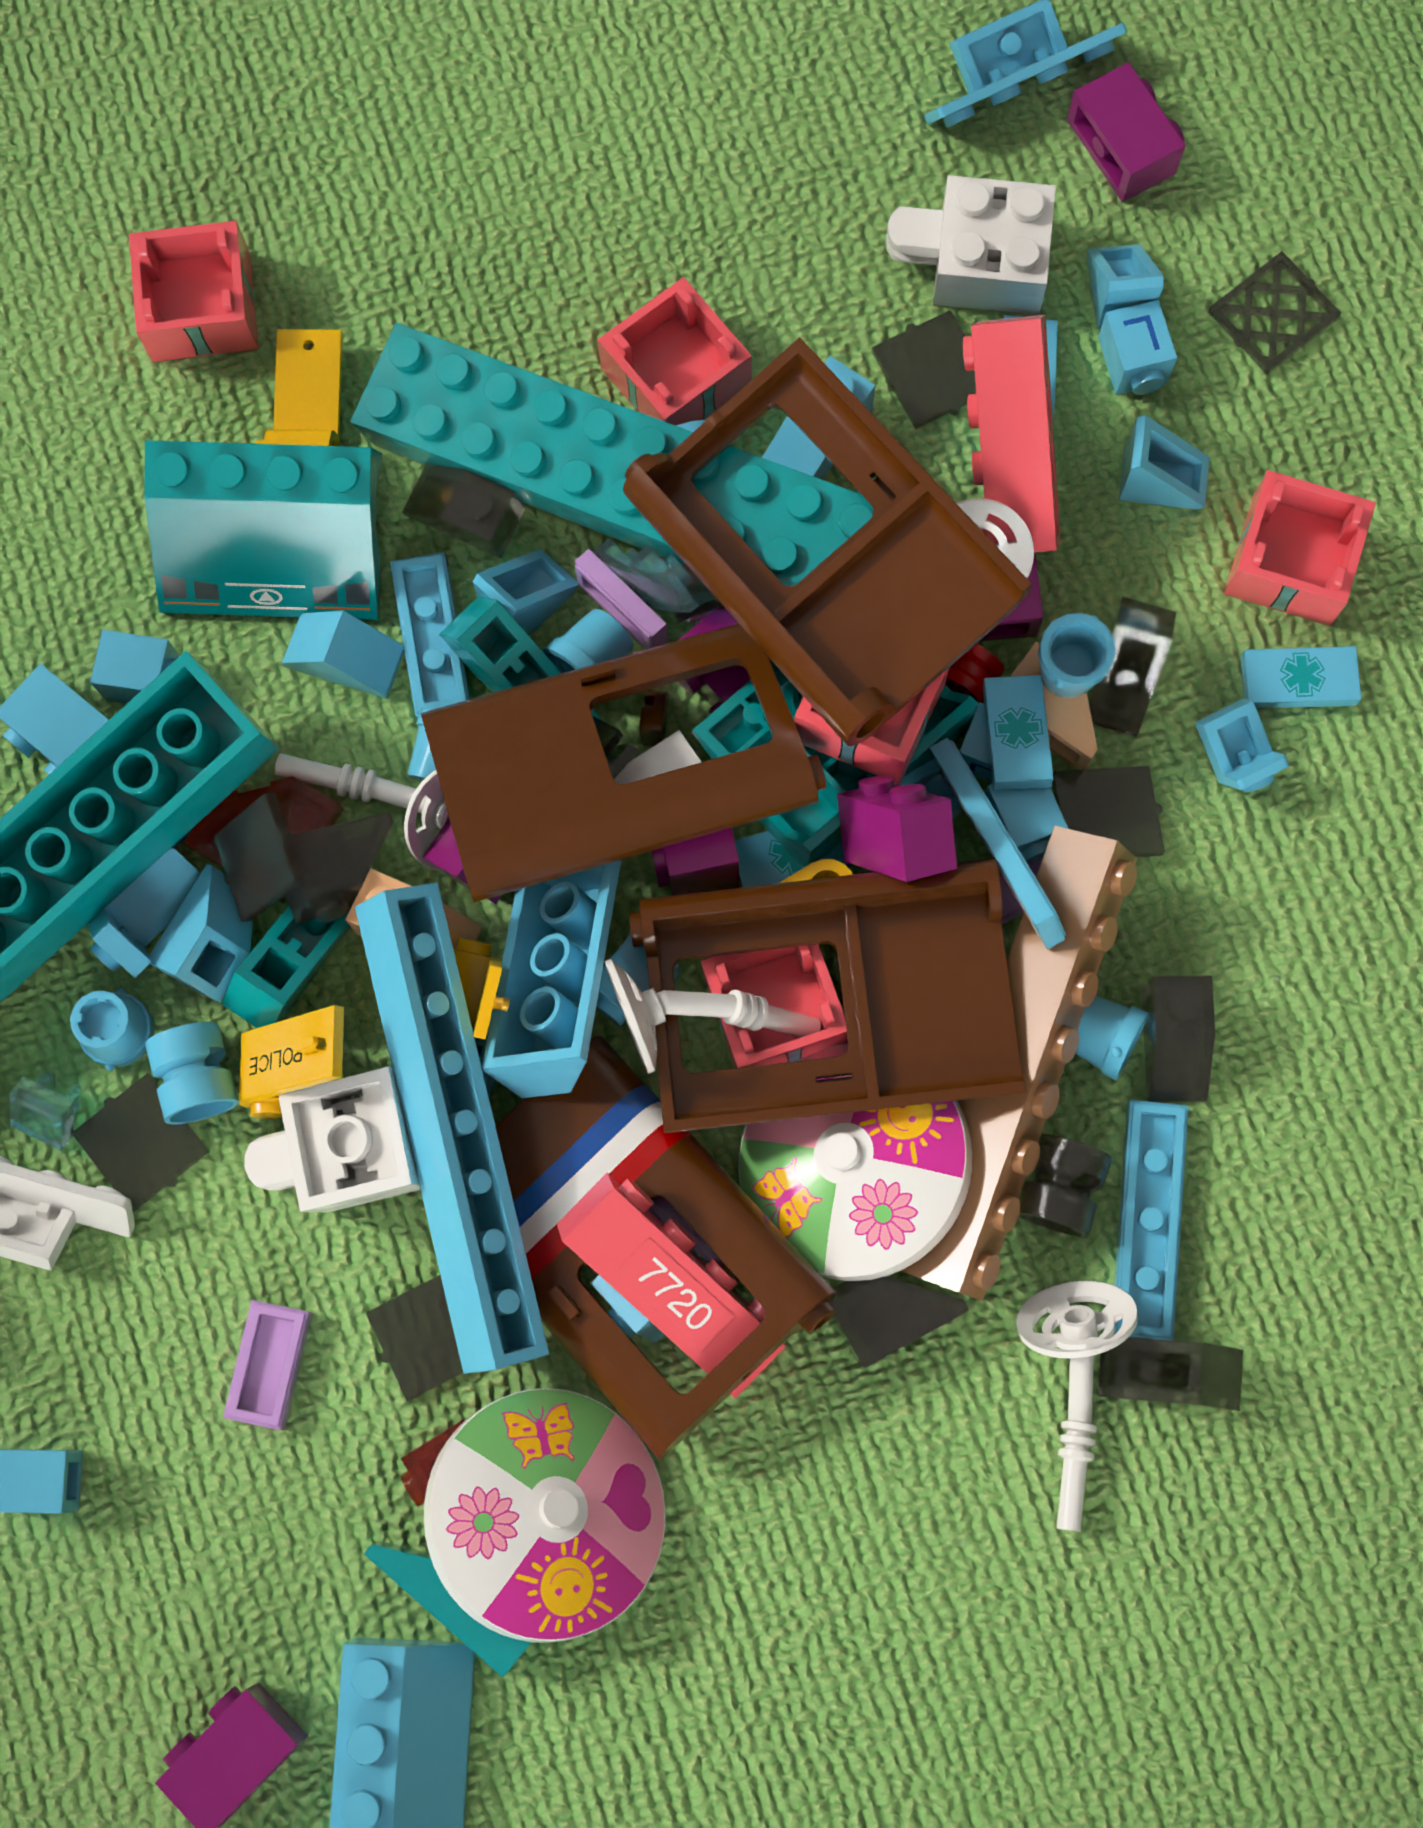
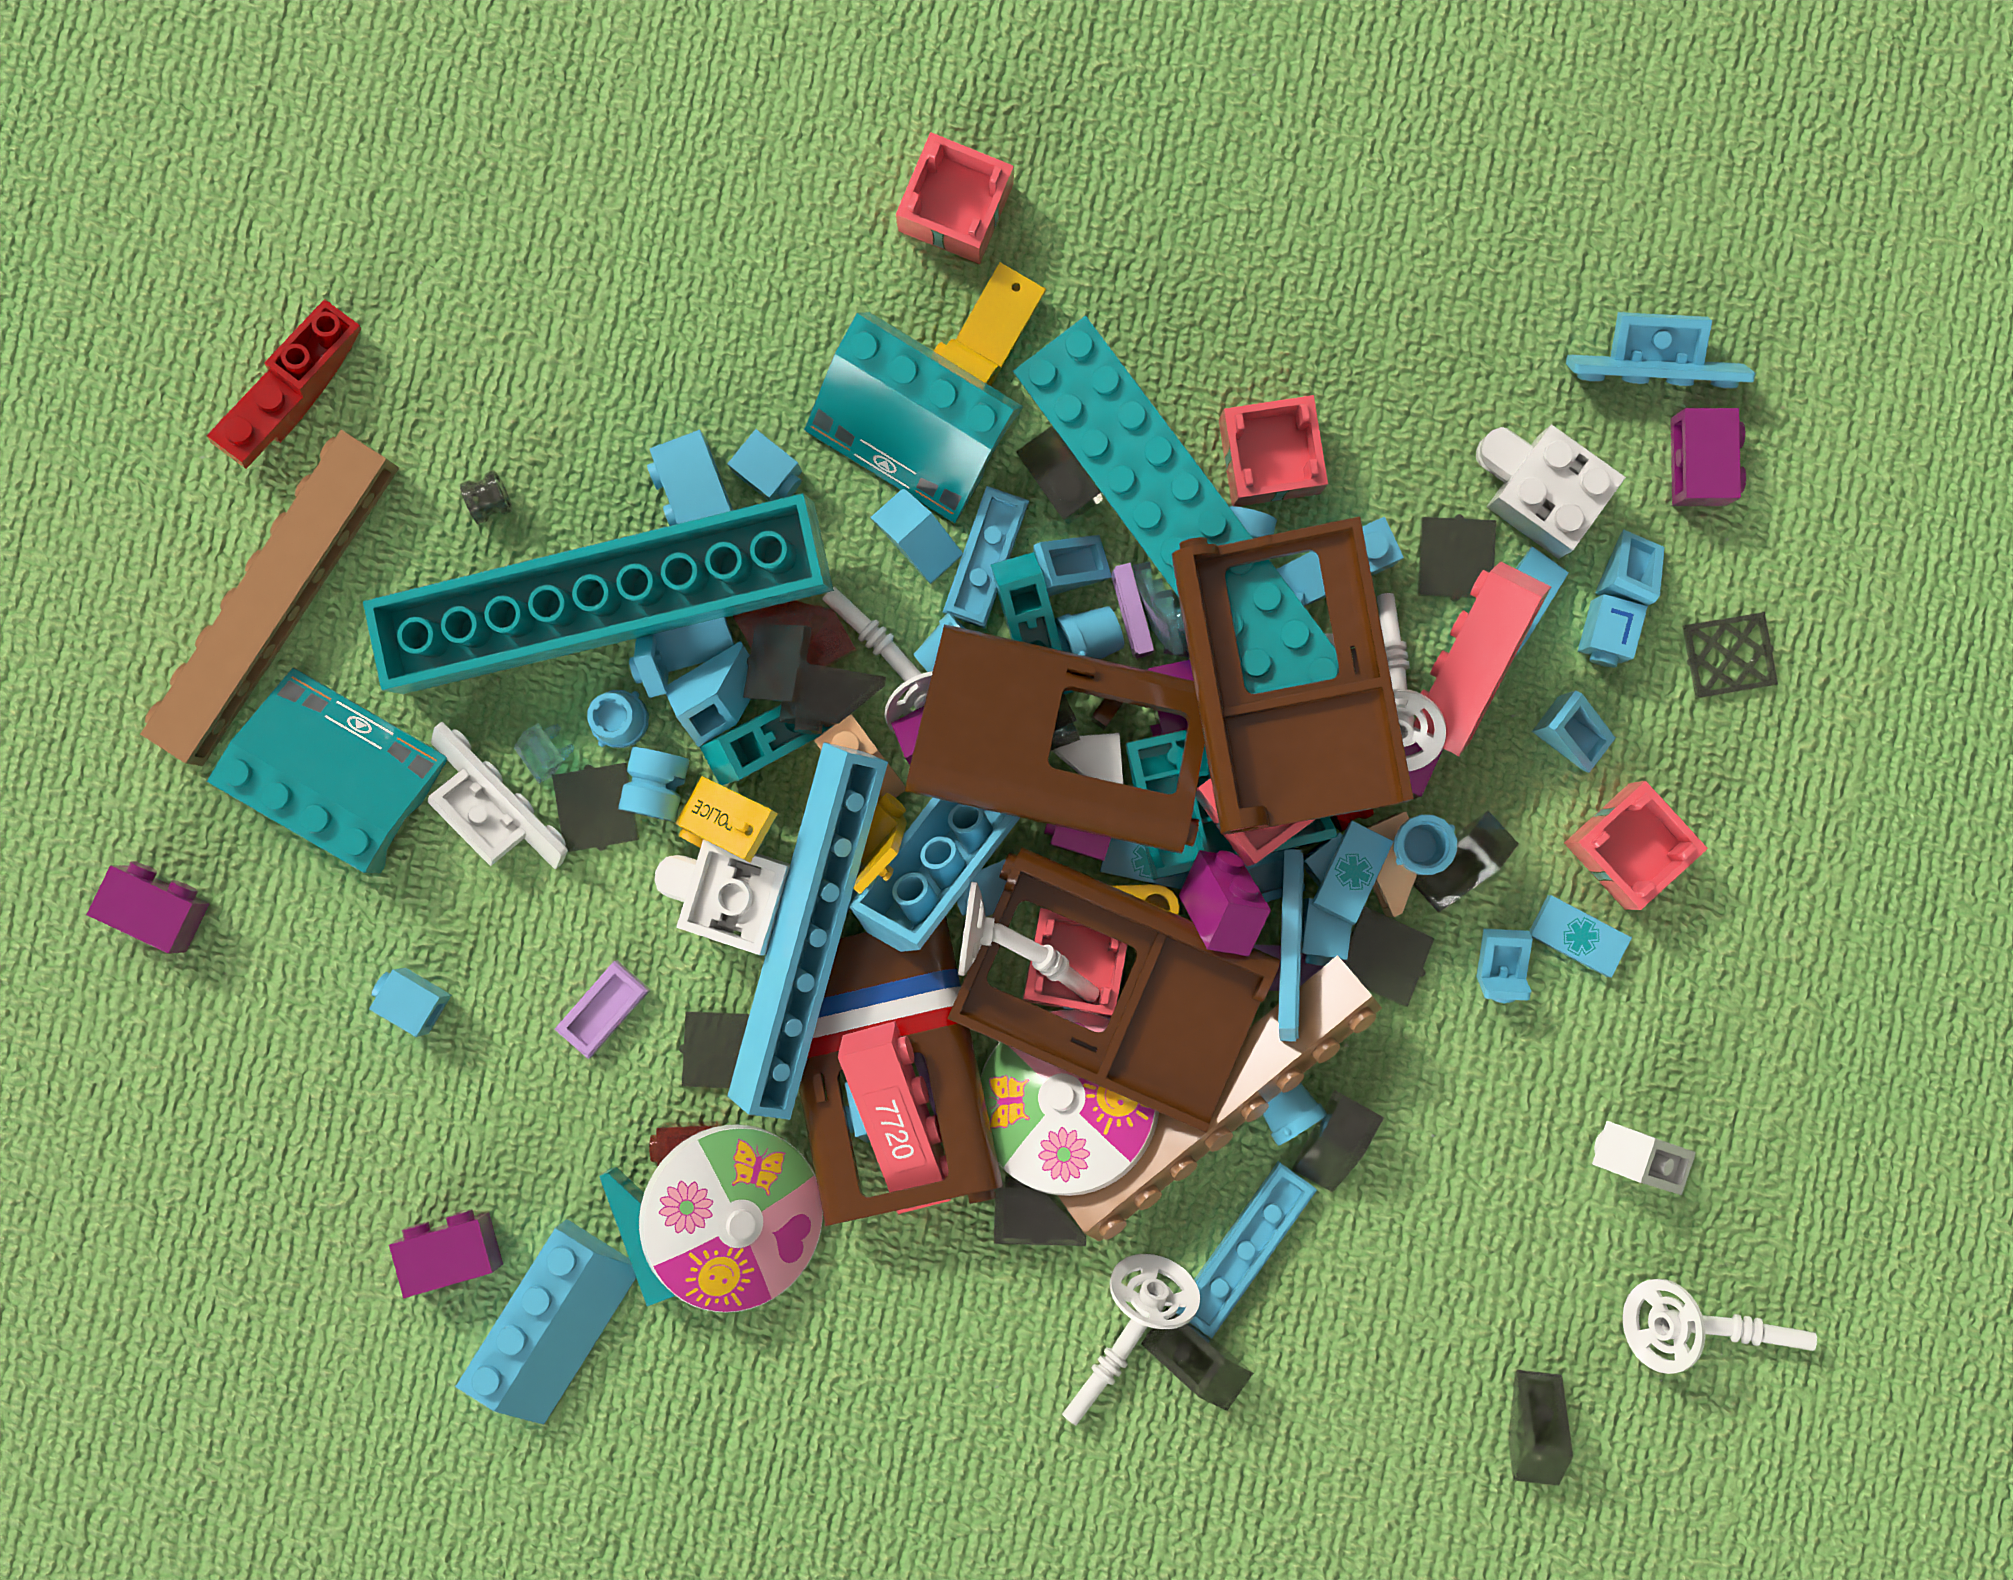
camera: 25 degrees right, 10 degrees up
(1064, 1185) = (1199, 1198): clear smoke wheel -> none

